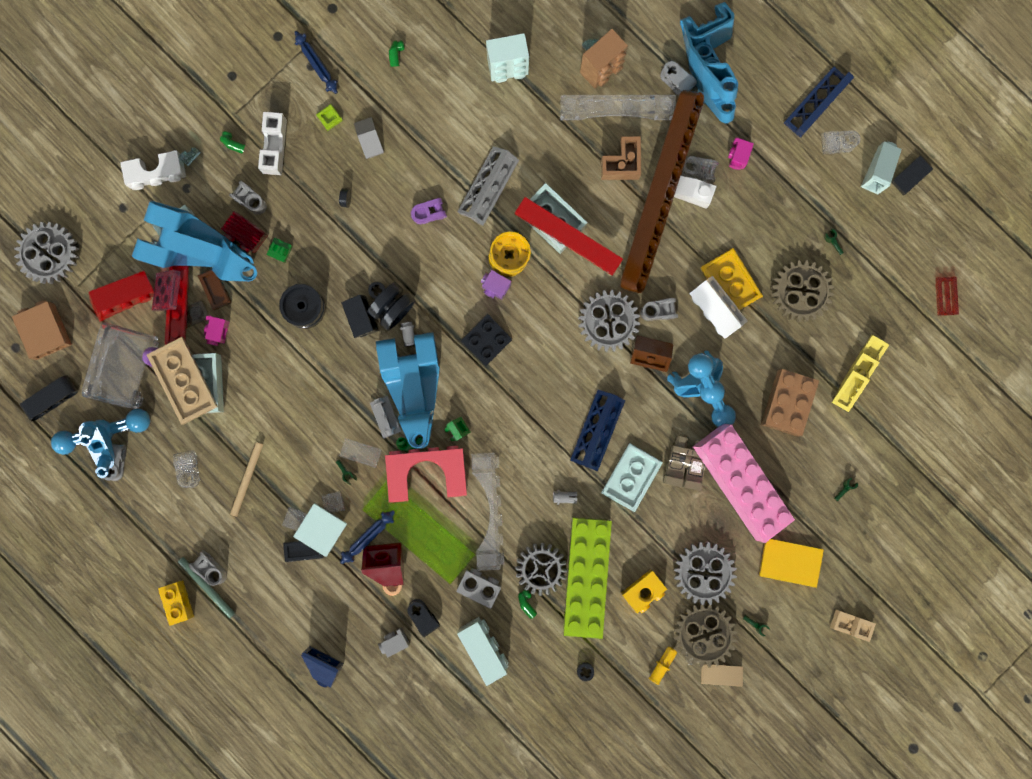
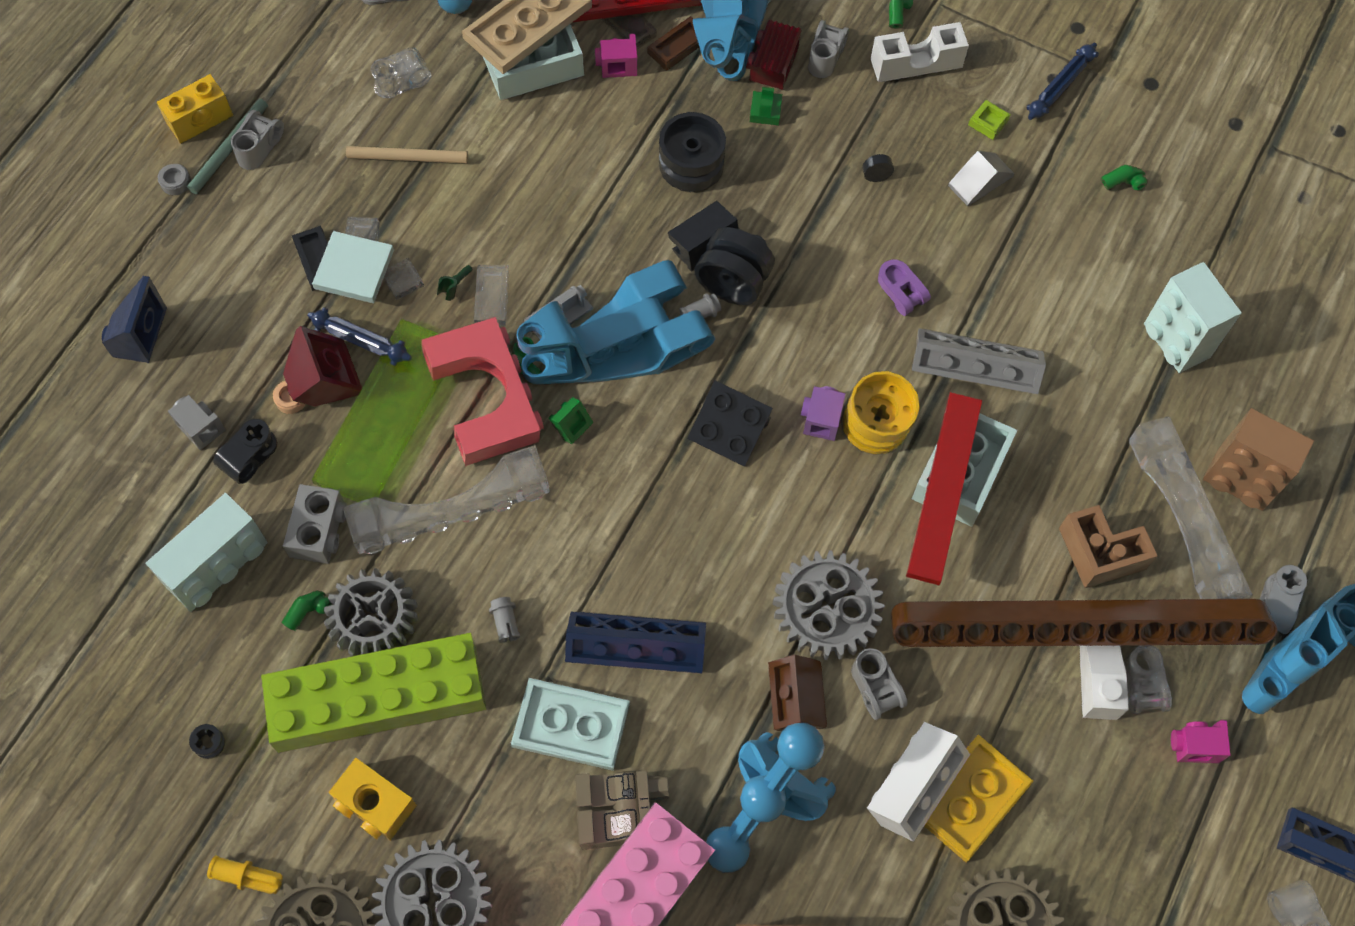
camera: 70 degrees right, 20 degrees down
(221, 625) = (174, 179): none -> light grey tile

